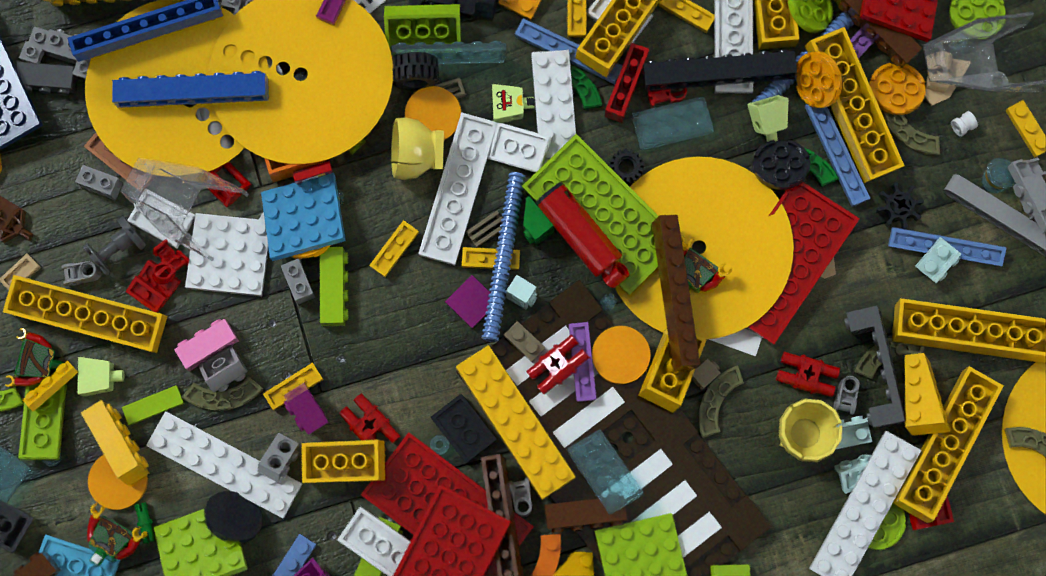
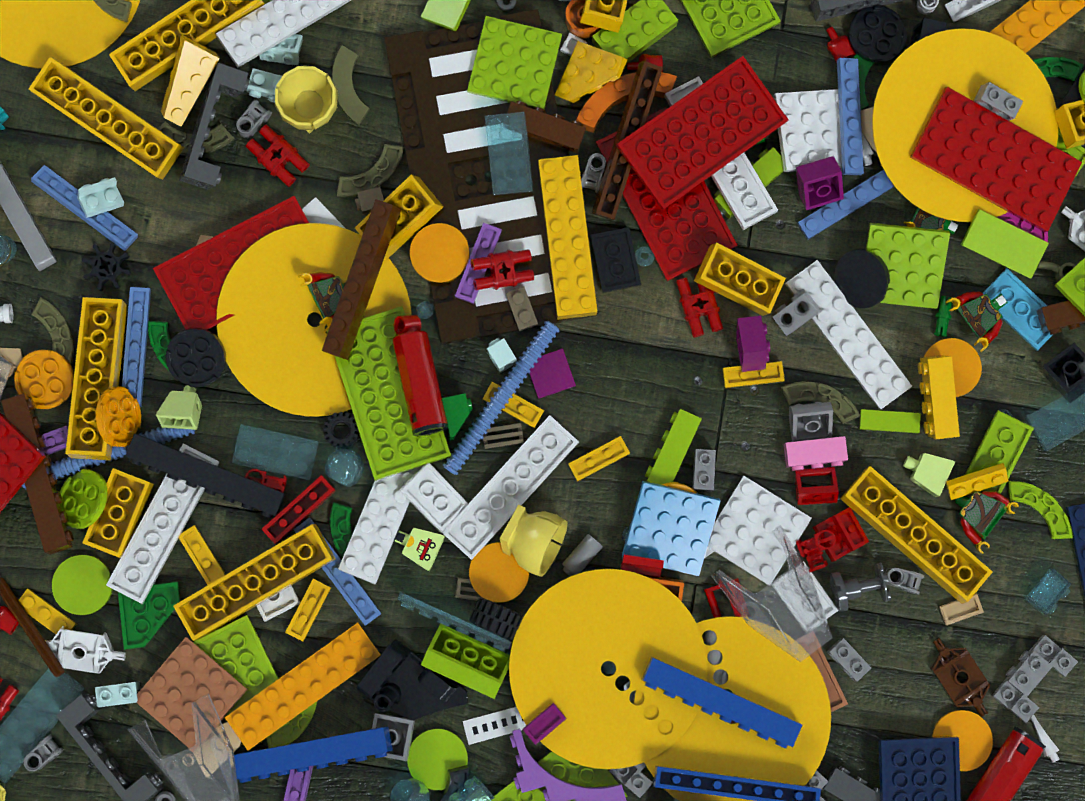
camera: 155 degrees left, 5 degrees up
(188, 309) = (816, 494): none -> red tile
(369, 160) = (581, 556): none -> light grey brick
(607, 135) = (345, 467): none -> clear light blue helmet
(783, 465) = (342, 78): none -> olive tile

